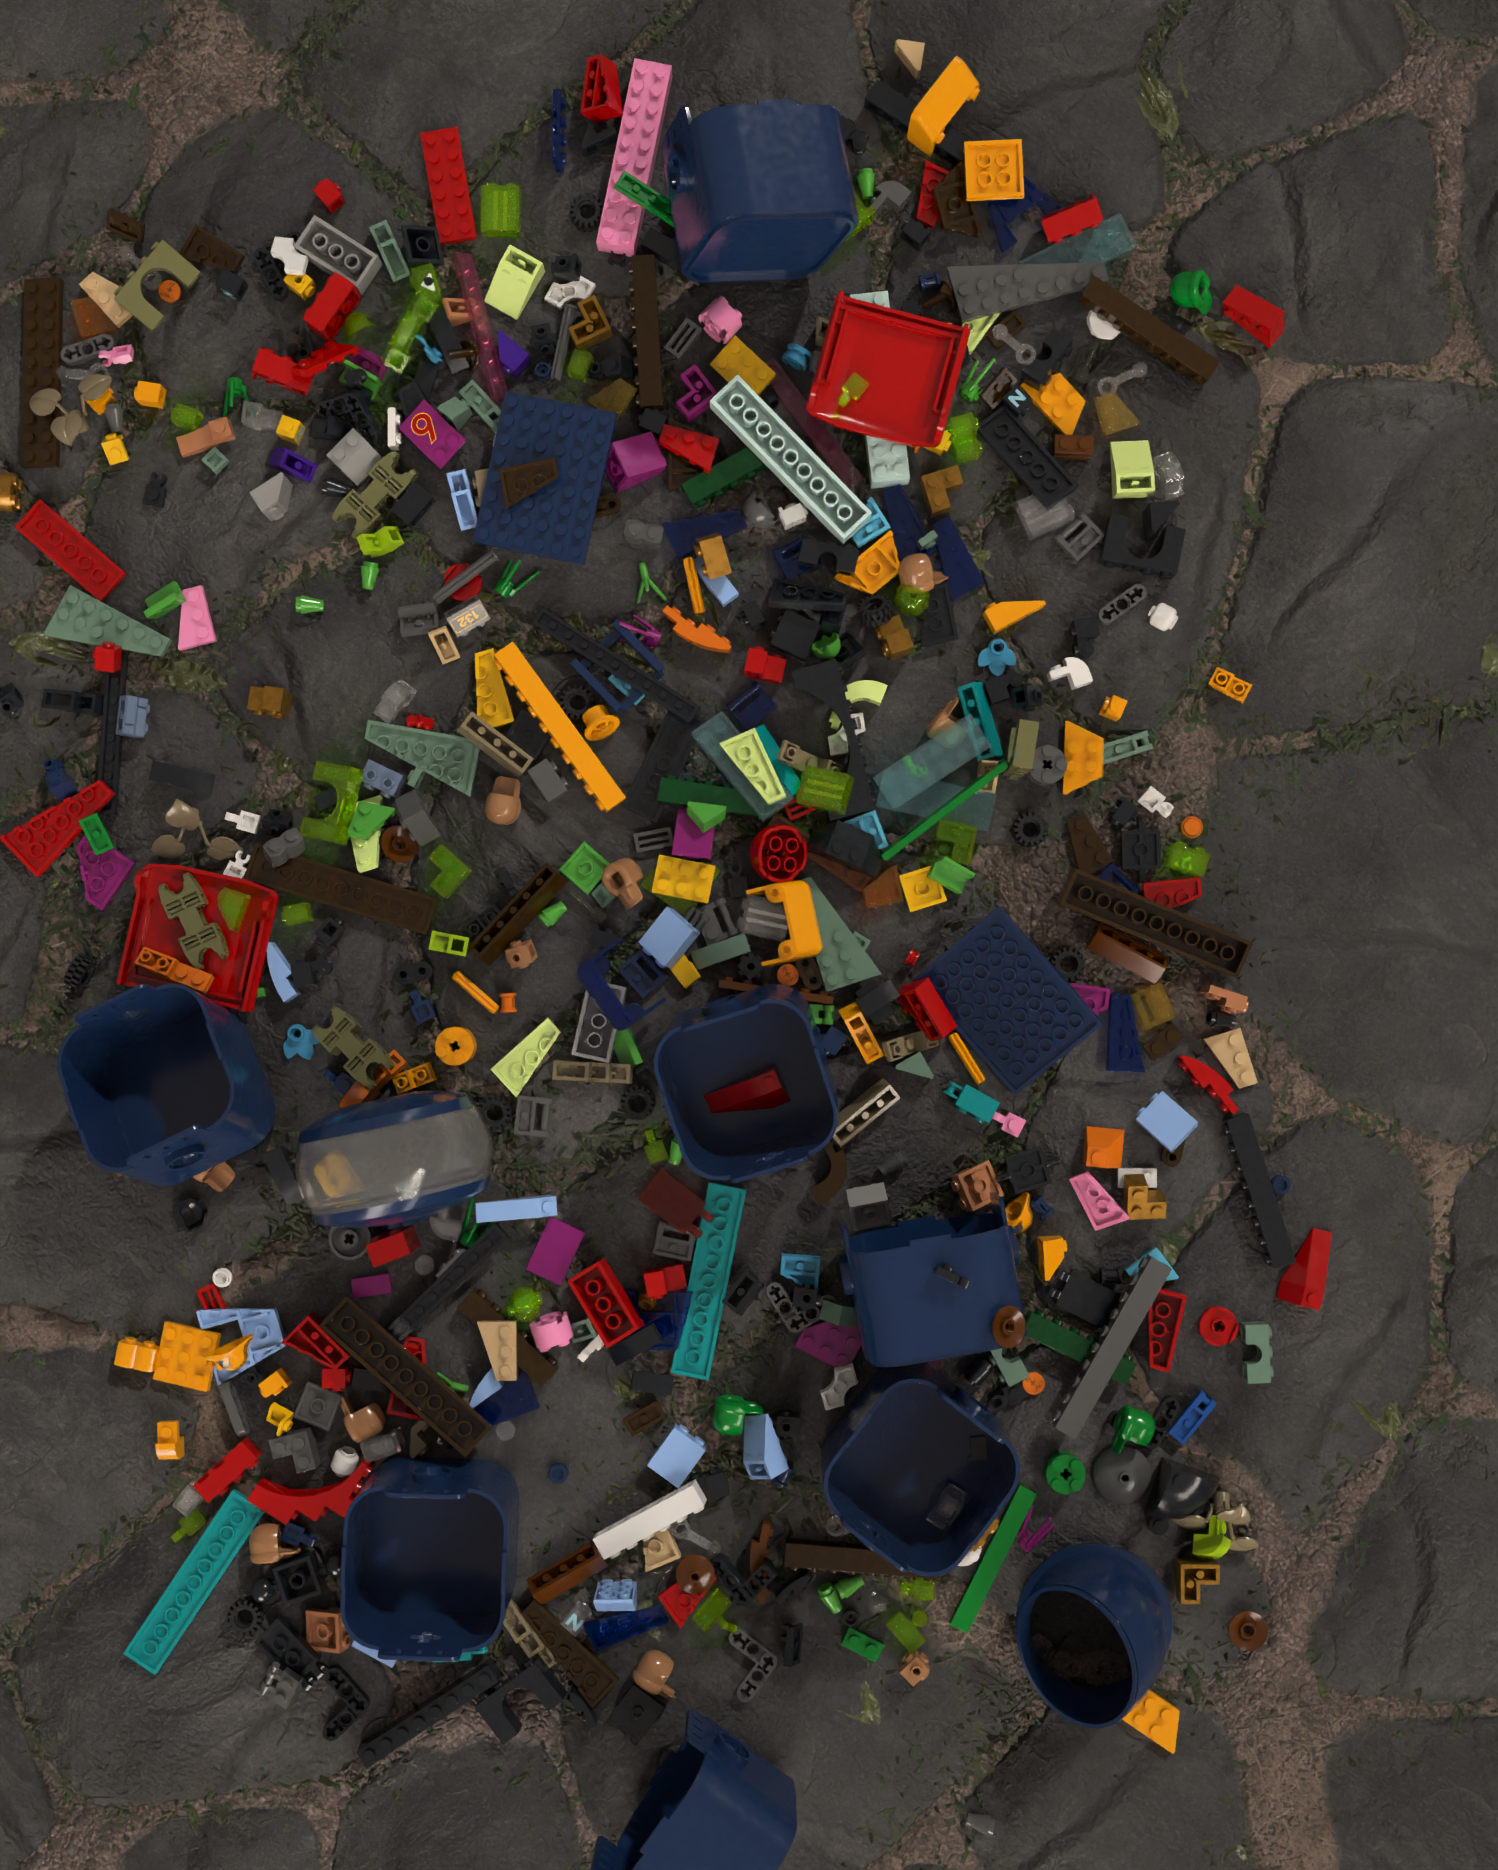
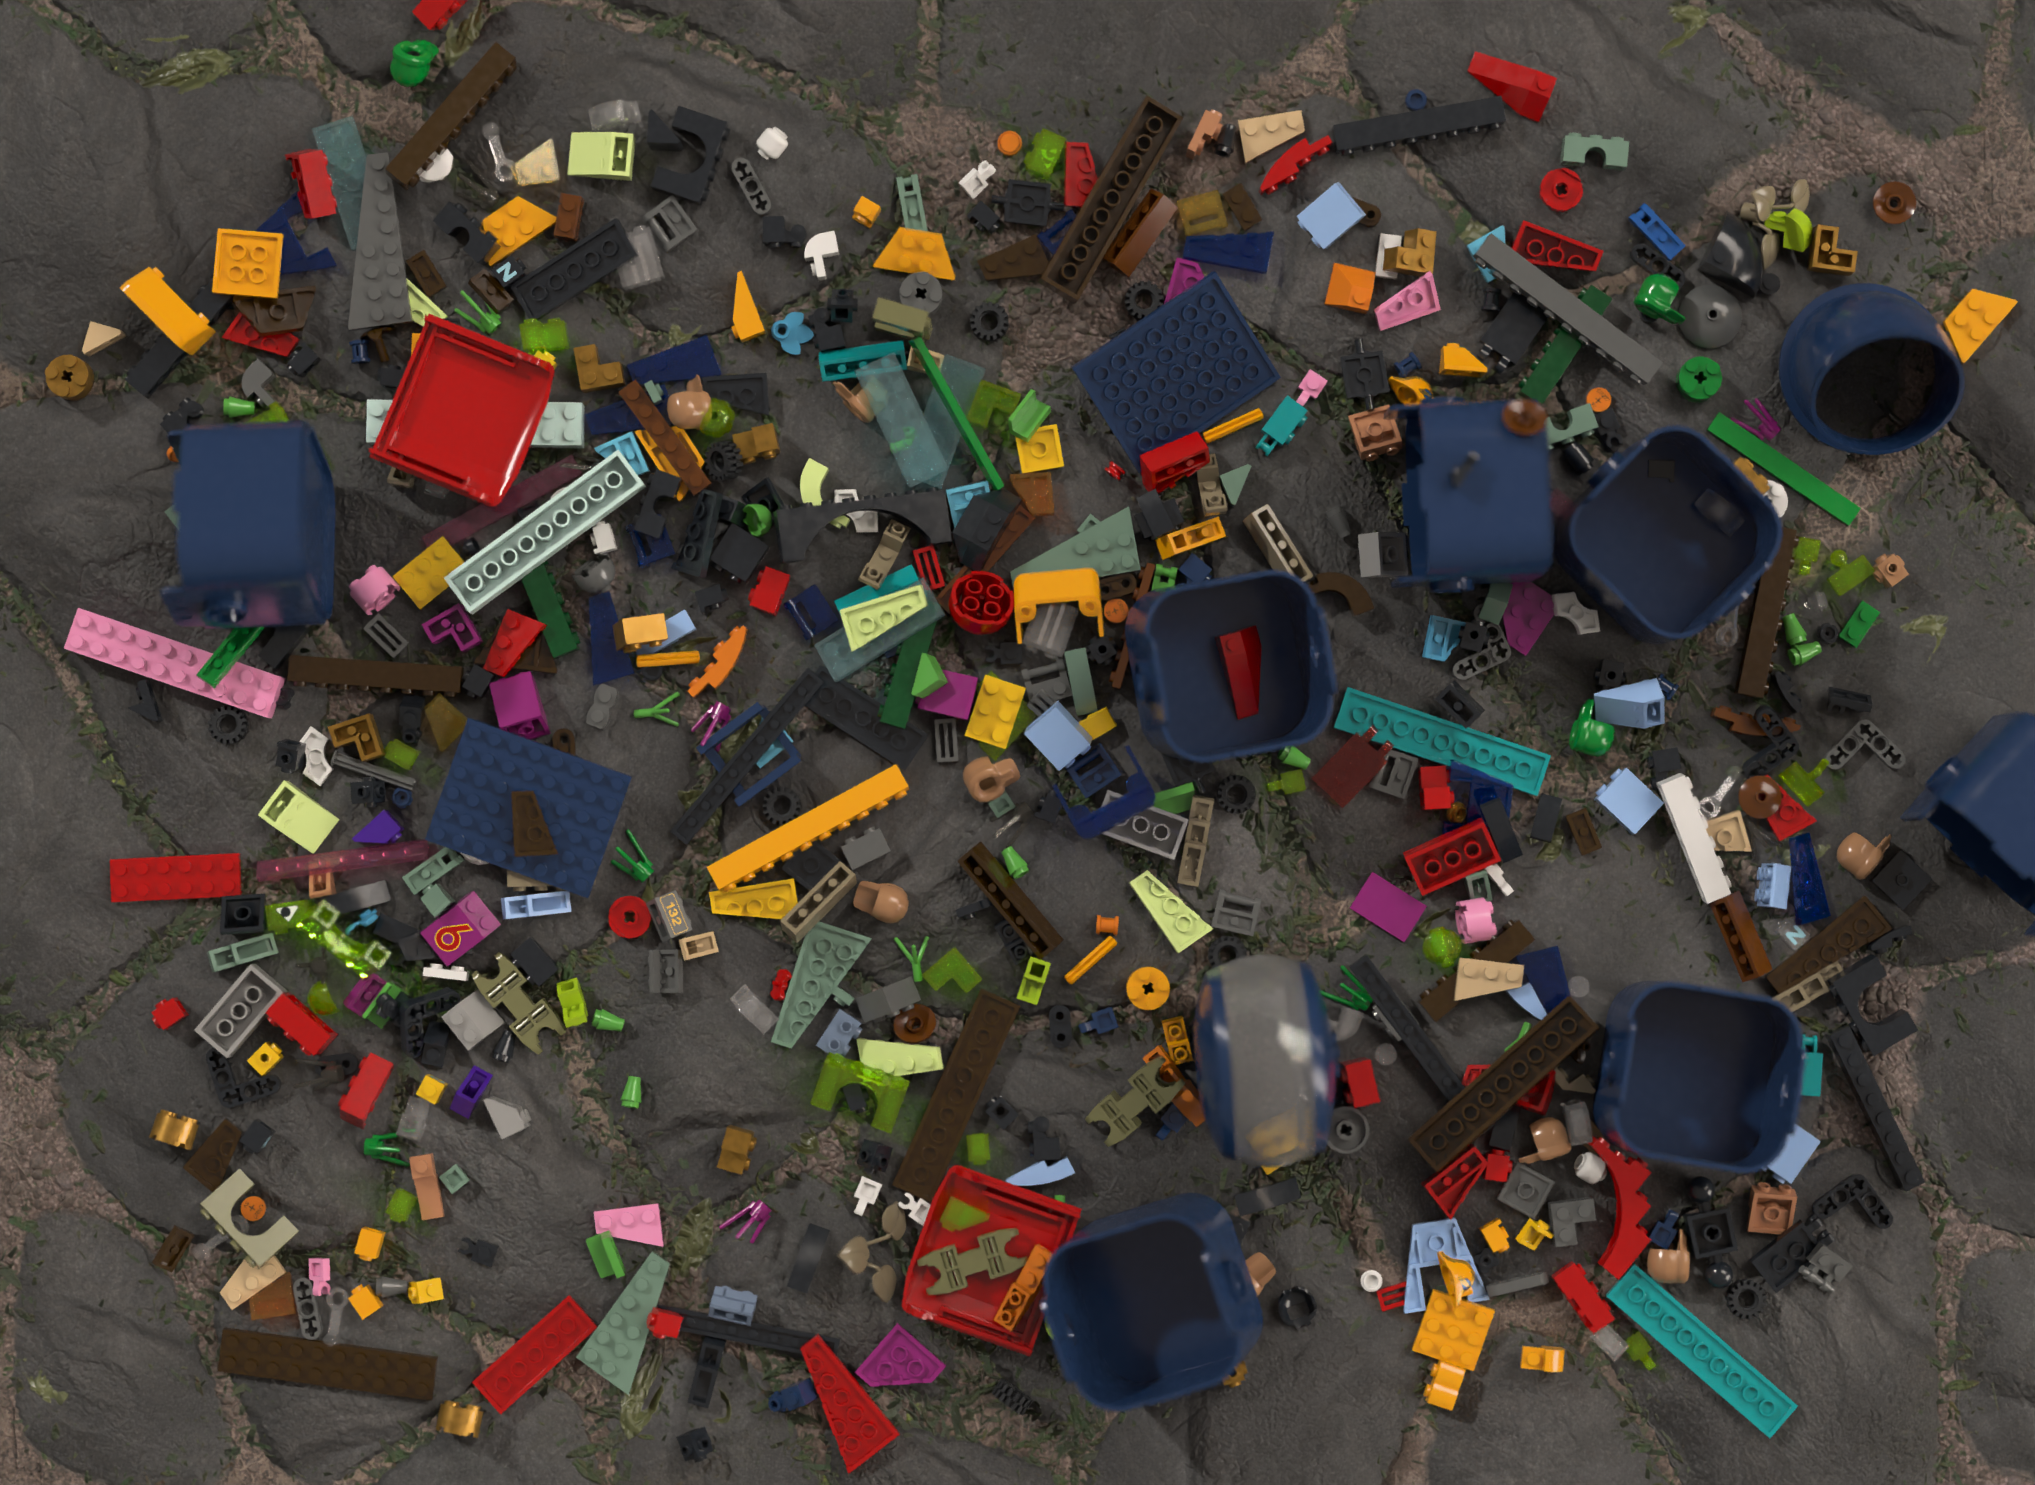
camera: 90 degrees left, 0 degrees up
(75, 422) = (401, 1328): dark tan plant -> none
(96, 834) = (860, 1359): green plate -> none
(218, 729) = (758, 1212): none -> magenta plant
(226, 211) = (173, 1130): none -> pearl gold brick
(287, 846) = (903, 1150): dark grey brick -> none
(294, 262) = (227, 1070): white tile -> none
(302, 1045) = (1124, 1161): dark azure plate -> none
(318, 360) = (356, 1039): red wing -> none
(368, 819) = (884, 1052): bright green wing -> none
(371, 1285) = (1400, 1115): magenta tile -> none
(455, 837) = (916, 966): none -> bright green plant
(465, 576) = (625, 912): dark grey axle -> none
(470, 350) = (369, 875): dark brown plant -> none
(501, 211) = (213, 821): clear neon green brick -> none
(516, 1208) = (1336, 941): light blue slope -> none
(520, 954) = (1055, 903): medium nougat brick -> none
(558, 1473) = (1632, 934): dark blue tile -> none
(559, 139) = (122, 742): clear blue wing -> none
(584, 868) = (968, 820): bright green plate -> none
(599, 723) = (808, 783): light orange piece -> none
(601, 90) = (93, 690): red wedge -> none
(796, 356) = (425, 510): dark azure wheel -> none
(824, 790) = (918, 542): clear neon green brick -> none
(853, 388) = (477, 451): clear neon green plate -> none
(873, 33) = (57, 376): none -> pearl gold brick
(888, 556) = (665, 437): none -> reddish brown plate
(1000, 332) = (430, 279): clear piece -> none
(1230, 685) = (857, 79): light orange slope -> none

